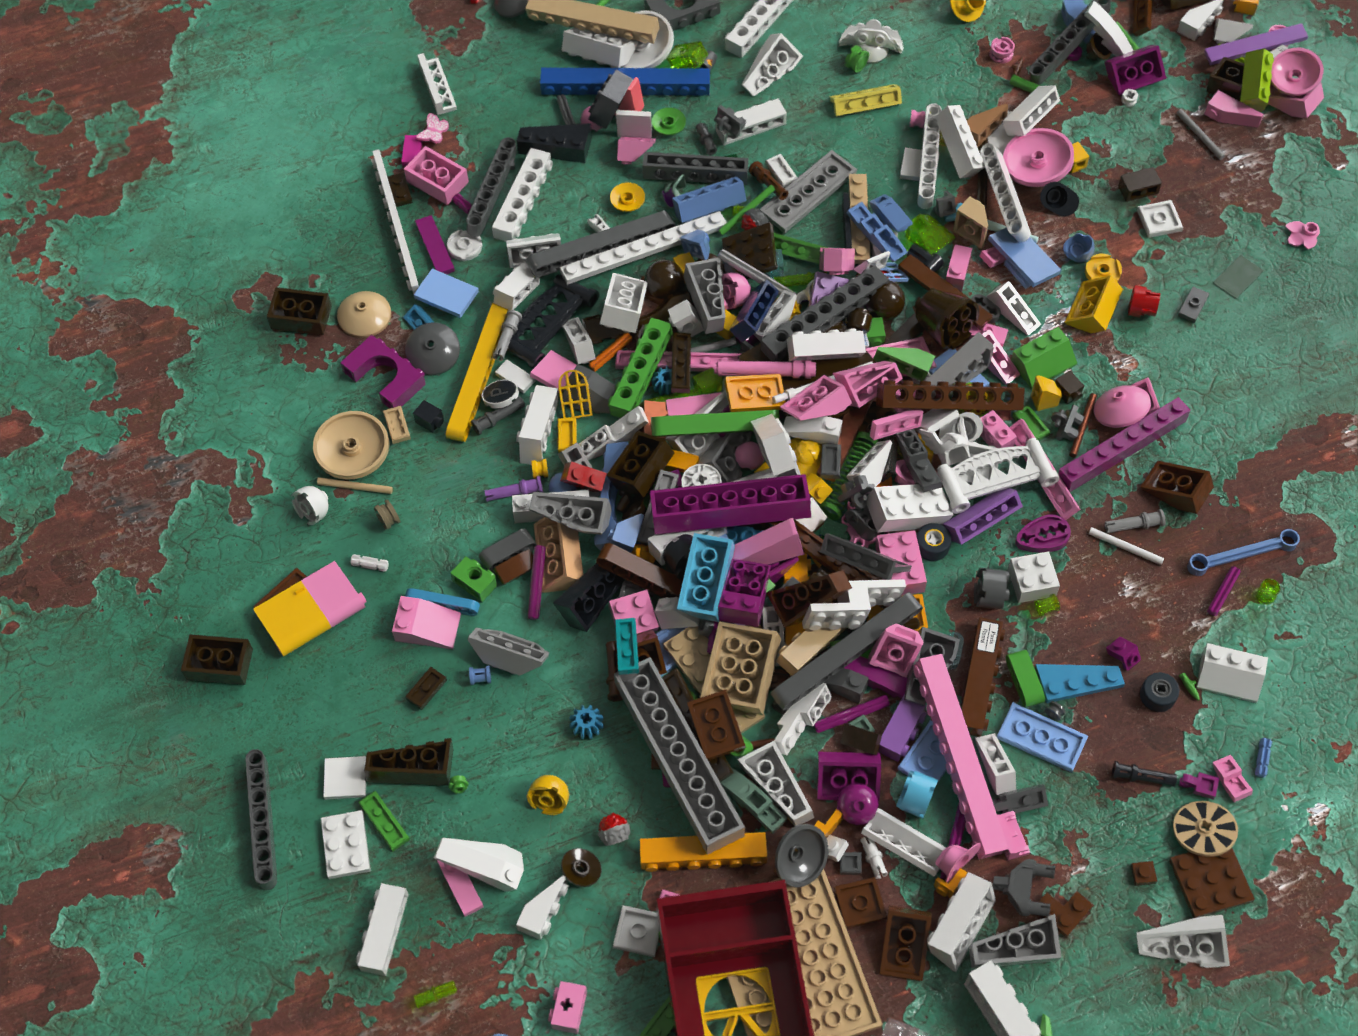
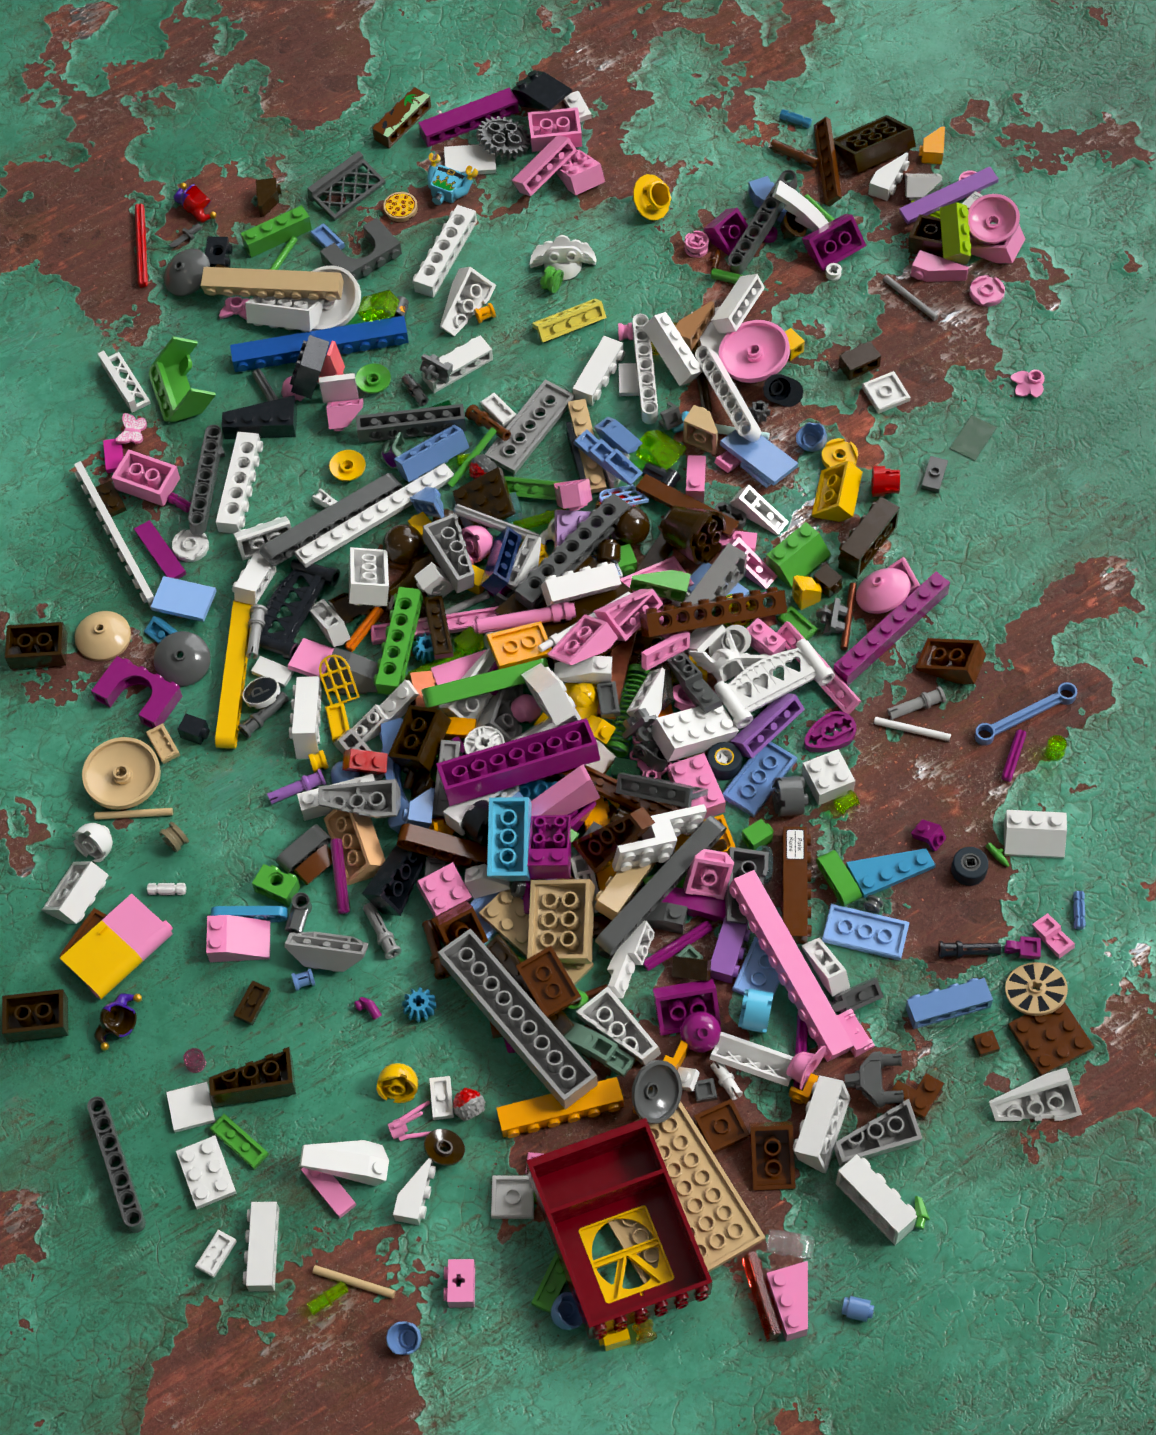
camera: 10 degrees left, 0 degrees up
(283, 549) = (75, 892): none -> white slope
(294, 678) = (117, 1019): none -> dark brown piece
(336, 927) = (215, 1253): none -> white plate
(355, 730) = (190, 1058): none -> clear pink wheel
(458, 784) = (305, 1090): bright green plate -> none
(464, 983) = (354, 1281): none -> tan bar
(479, 93) = (171, 384): none -> bright green windscreen
(488, 611) = (298, 915): none -> dark grey piece
(539, 714) = (369, 1005): none -> magenta arm
(541, 837) = (399, 1127): none -> bright pink plant
(552, 34) = (233, 306): none -> bright pink animal
(567, 650) = (384, 937): none -> light grey pin
(589, 818) = (441, 1098): none -> white plate
(627, 646) = (445, 922): teal plate -> none
(792, 79) = (485, 312): none -> light orange bush
(879, 260) = (616, 488): white slope -> none
(884, 150) = (598, 370): none -> white brick
(952, 620) = (757, 835): none -> bright green brick
(959, 567) = (754, 781): none -> medium blue tile
(1033, 41) = (726, 229): none -> magenta slope
(1033, 215) = (759, 411): none -> dark grey gear
(1113, 824) = (948, 1003): none -> medium blue brick
(1117, 352) = (868, 537): none -> dark brown brick
(1277, 140) = (987, 291): none -> bright pink tile

